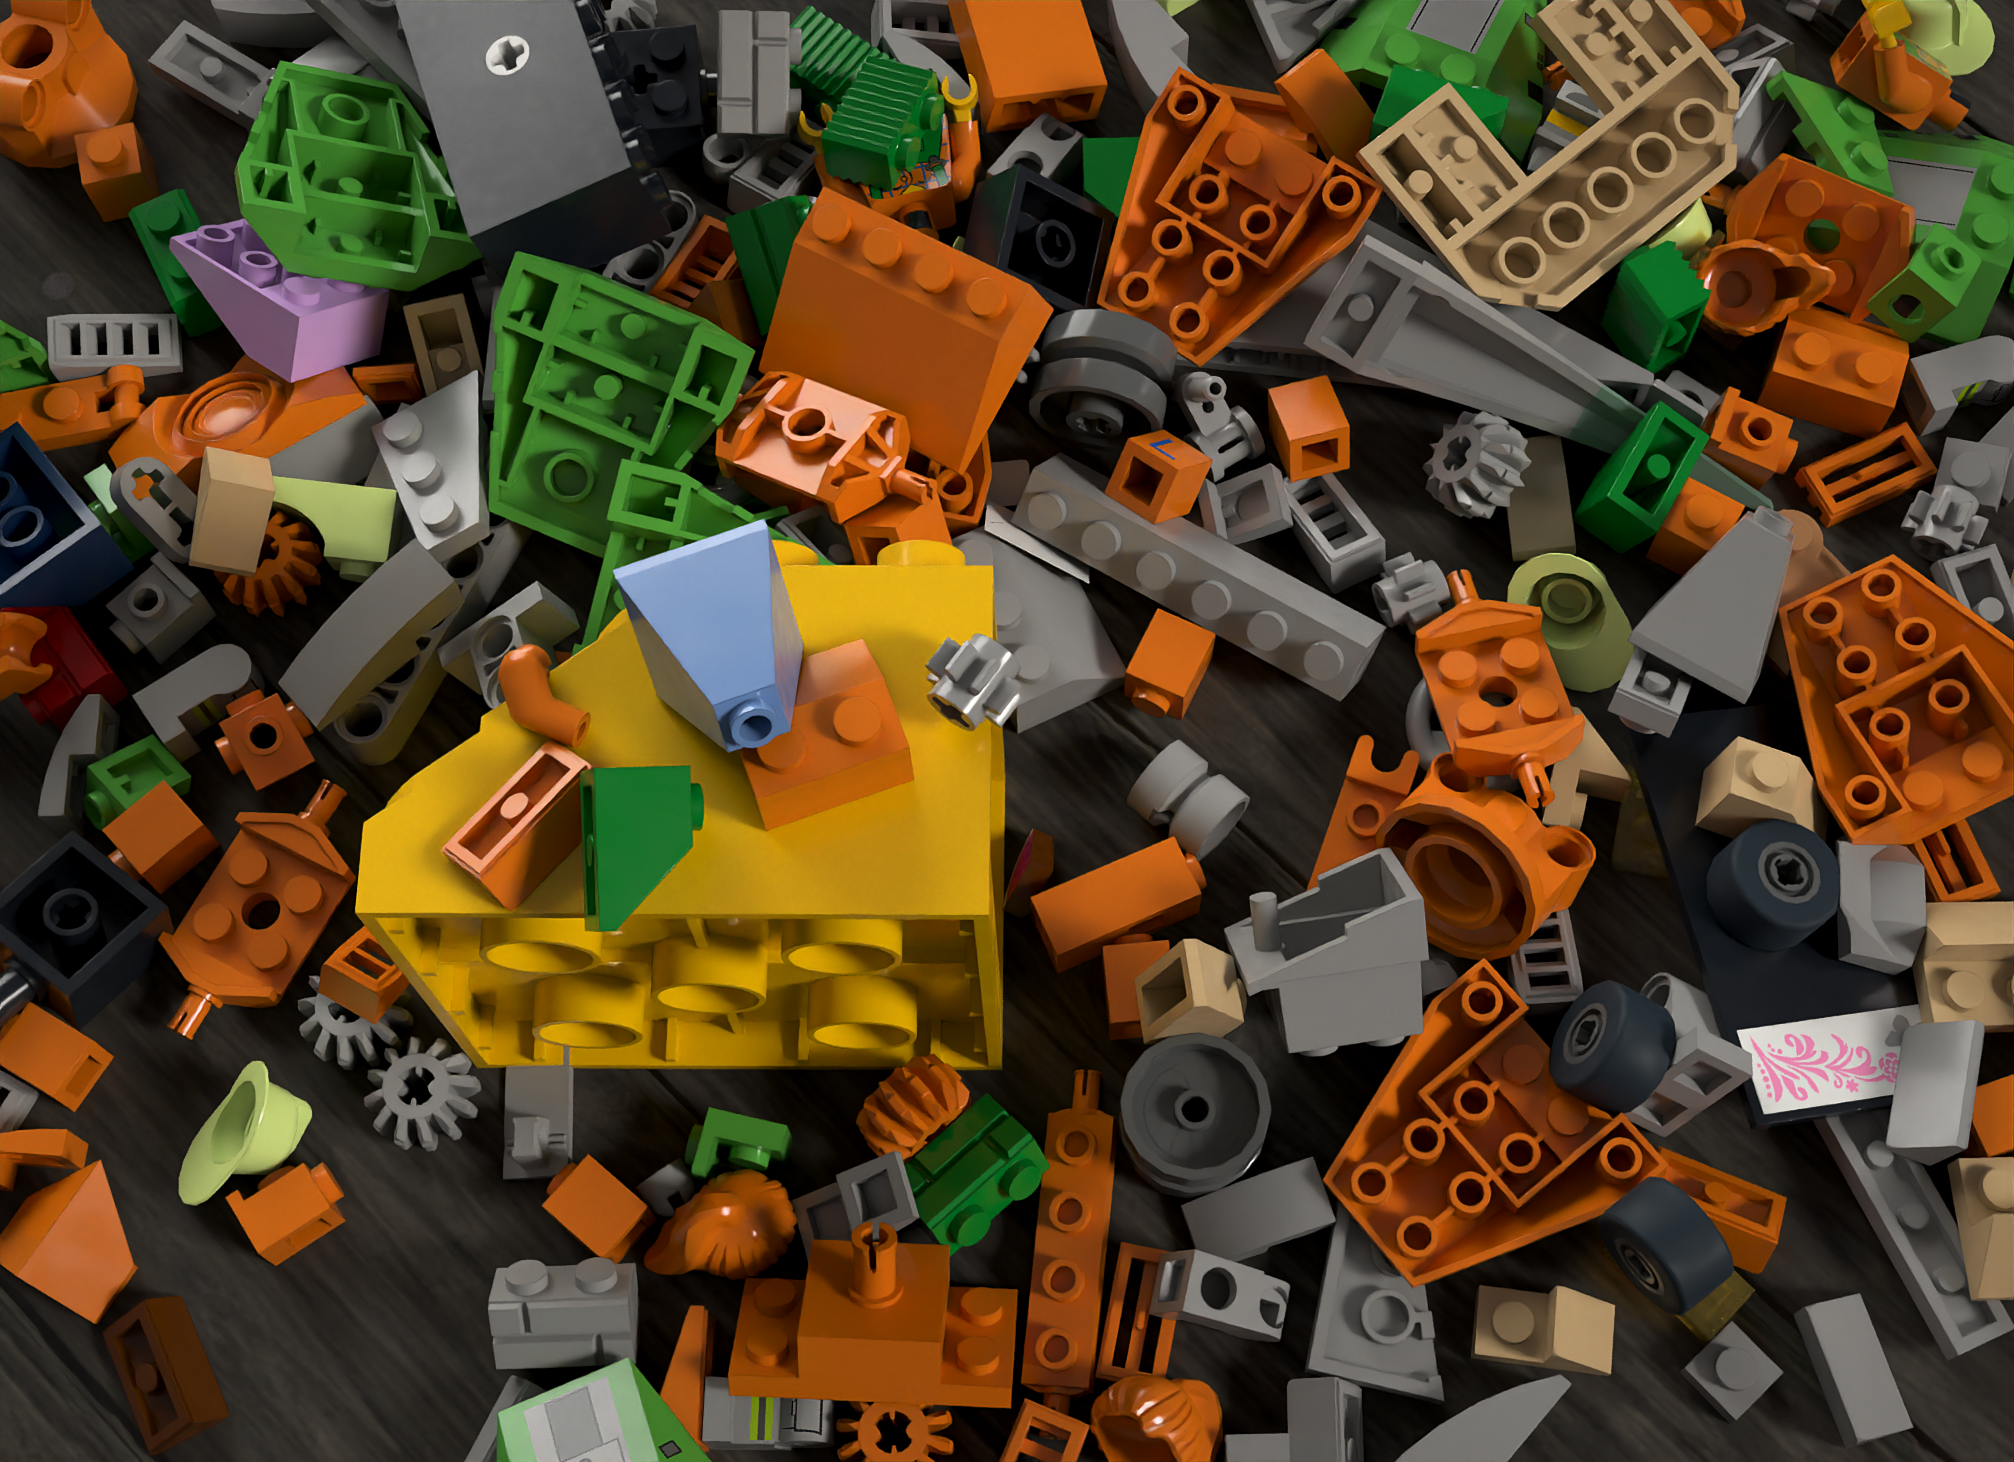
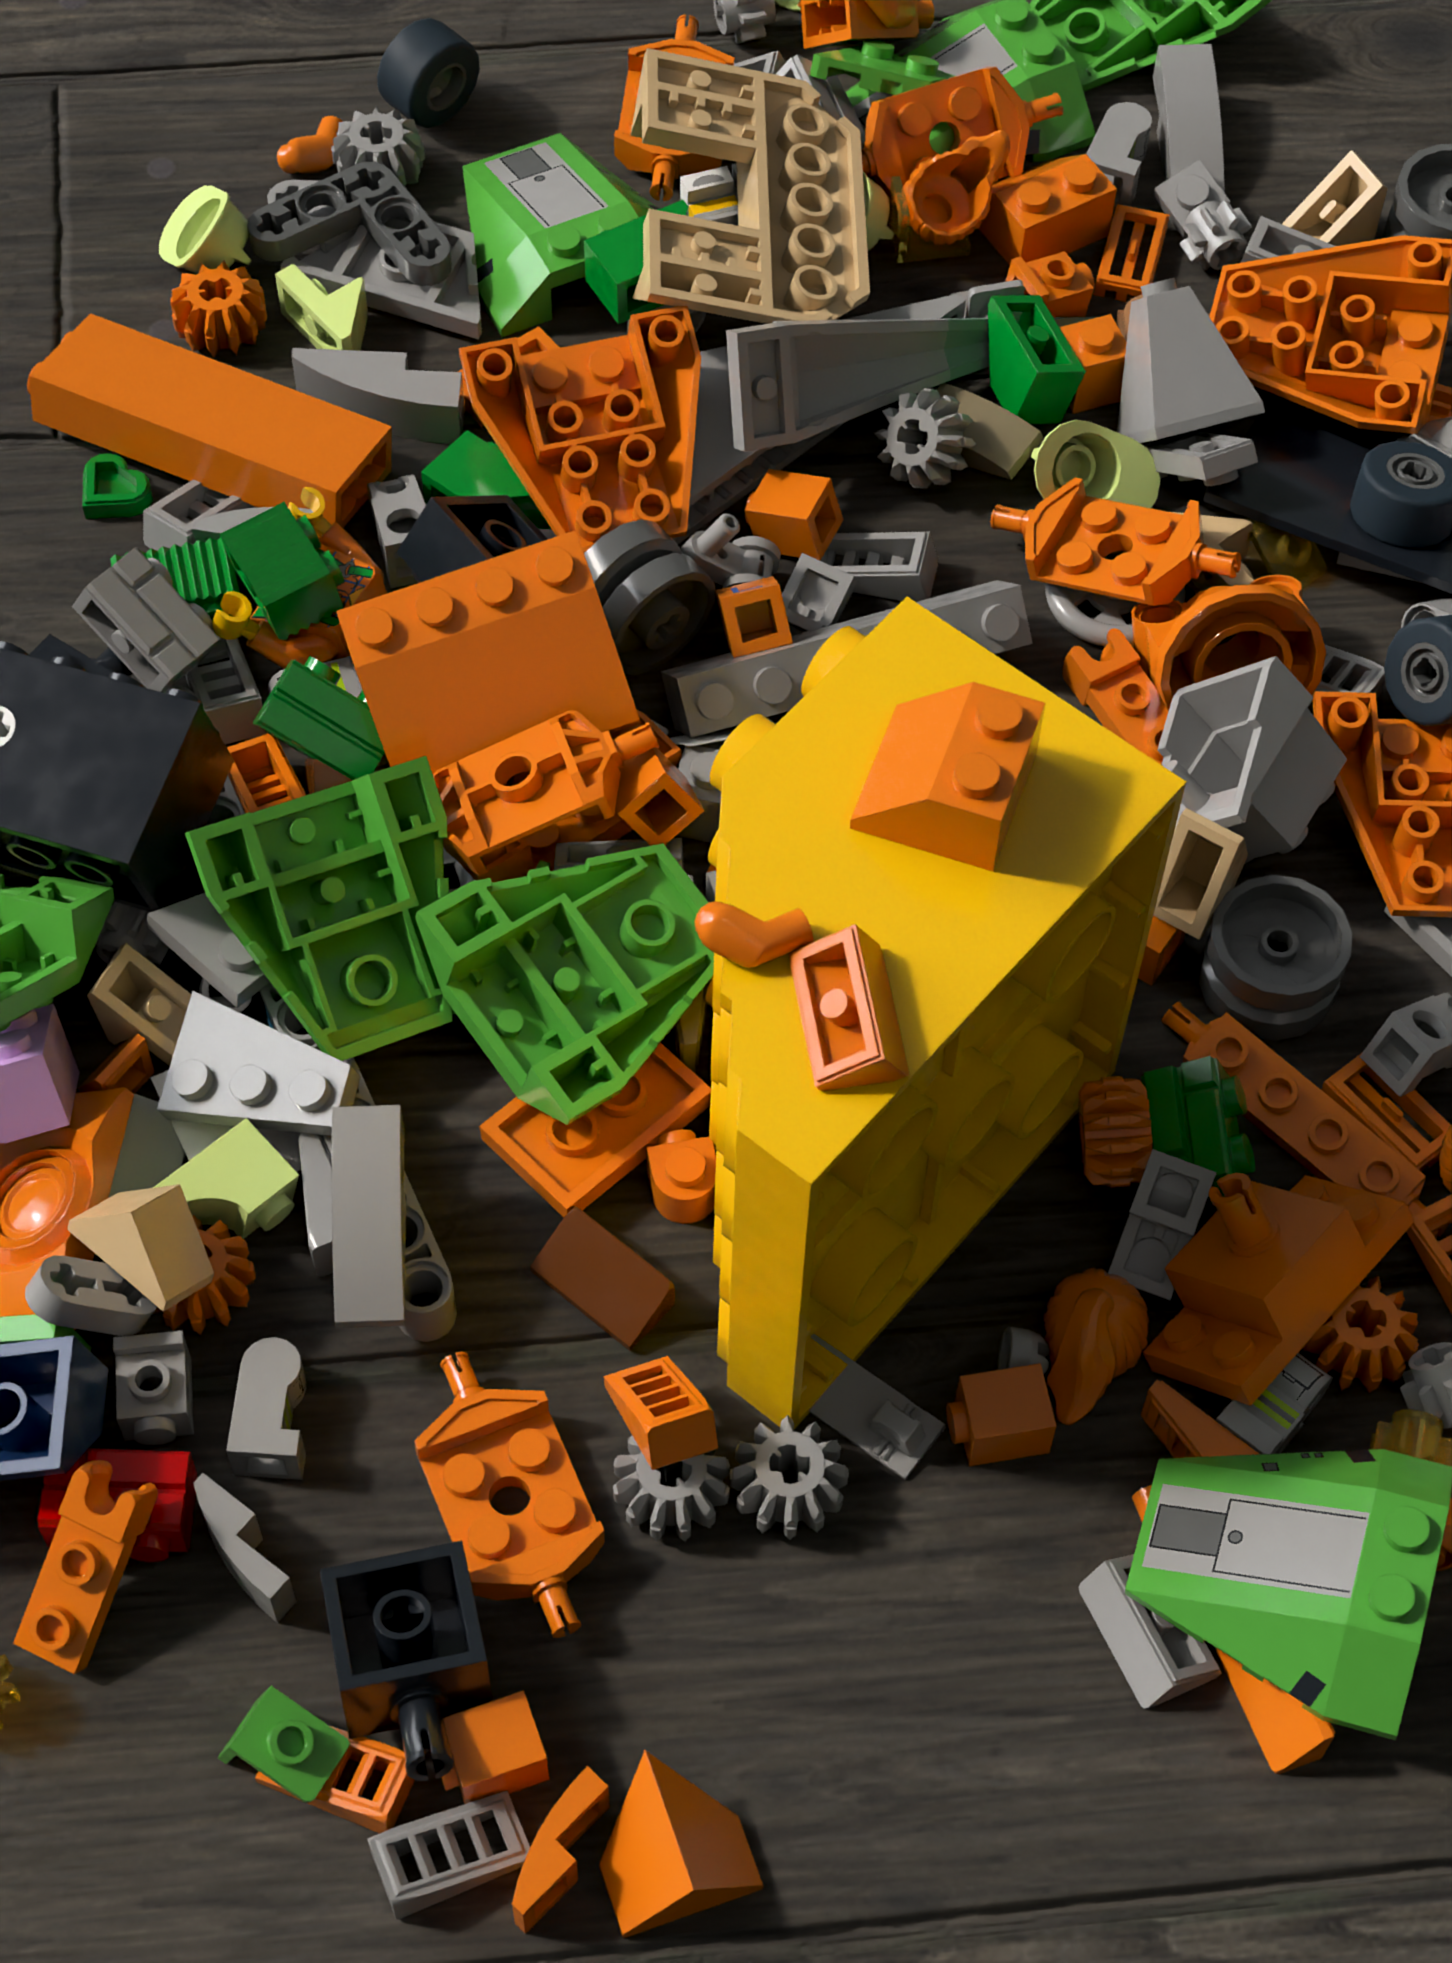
camera: 55 degrees left, 10 degrees down
(127, 776) = (300, 1520): bright green bracket -> none
(159, 838) = (369, 1516): orange brick -> none
(165, 1372) = (856, 1859): reddish brown slope -> none
(244, 1135) = (701, 1642): yellowish green piece -> none
(270, 764) = (366, 1378): orange brick -> none
(289, 1210) = (802, 1648): orange brick -> none
(527, 618) = (461, 1105): light grey tile -> none
(564, 1314) = (1076, 1491): light grey brick -> none
(633, 835) = (945, 940): green slope -> none
(719, 634) = (853, 756): medium blue slope -> none
(747, 1139) = (1028, 1275): bright green bracket -> none
(973, 682) = (1009, 650): light grey gear -> none
(1260, 1212) = (1375, 977): light grey slope -> none
(1328, 106) = (552, 319): orange slope -> none
(1410, 592) = (982, 549): light grey gear -> none
(1654, 306) = (909, 251): green brick -> none
(1756, 785) = (1326, 458): tan slope -> none
(1935, 276) = (1048, 96): bright green bracket -> none

